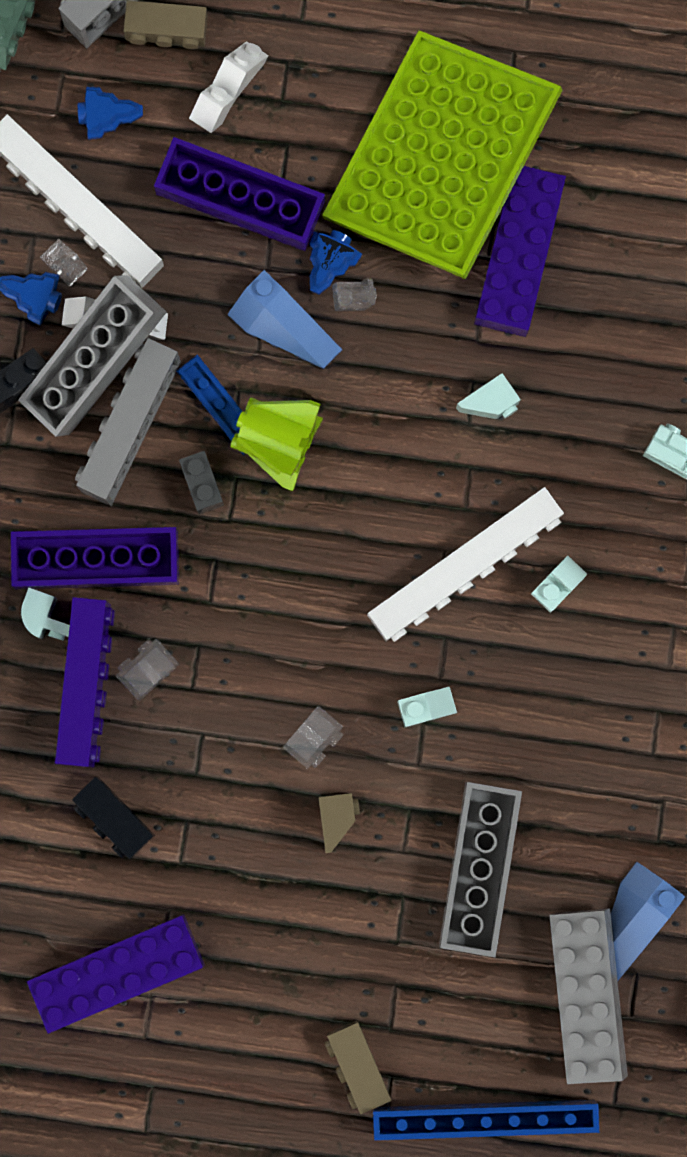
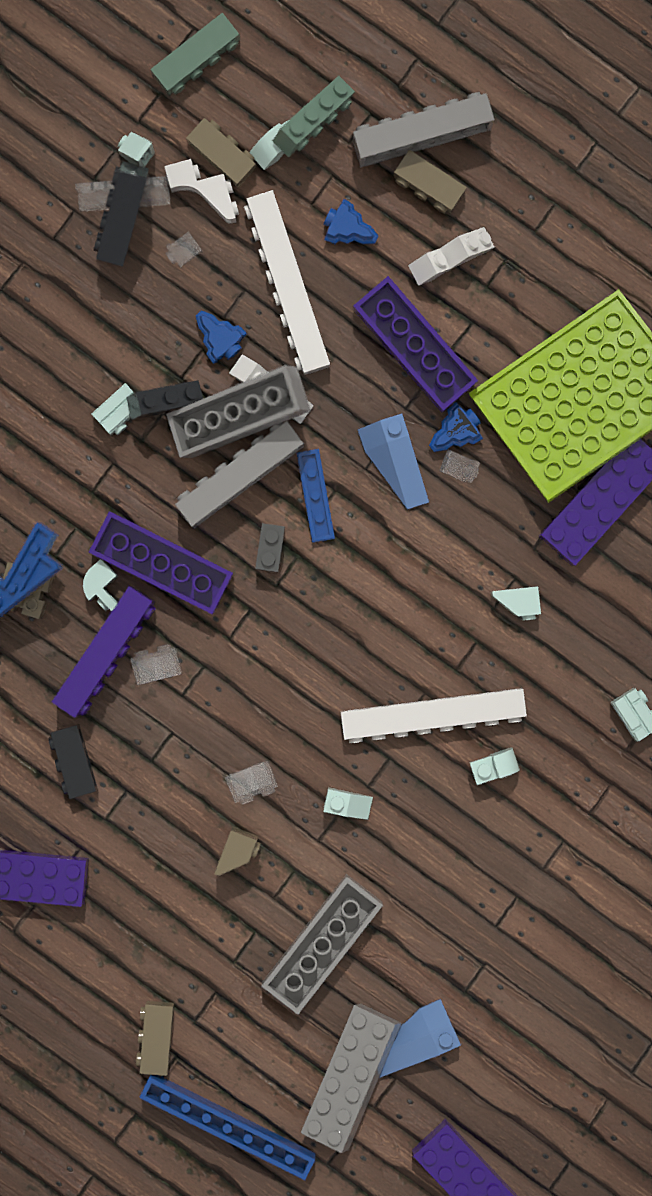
camera: 35 degrees right, 5 degrees up
(64, 262) = (256, 325): clear bracket -> none
(278, 436) = (344, 545): lime brick -> none

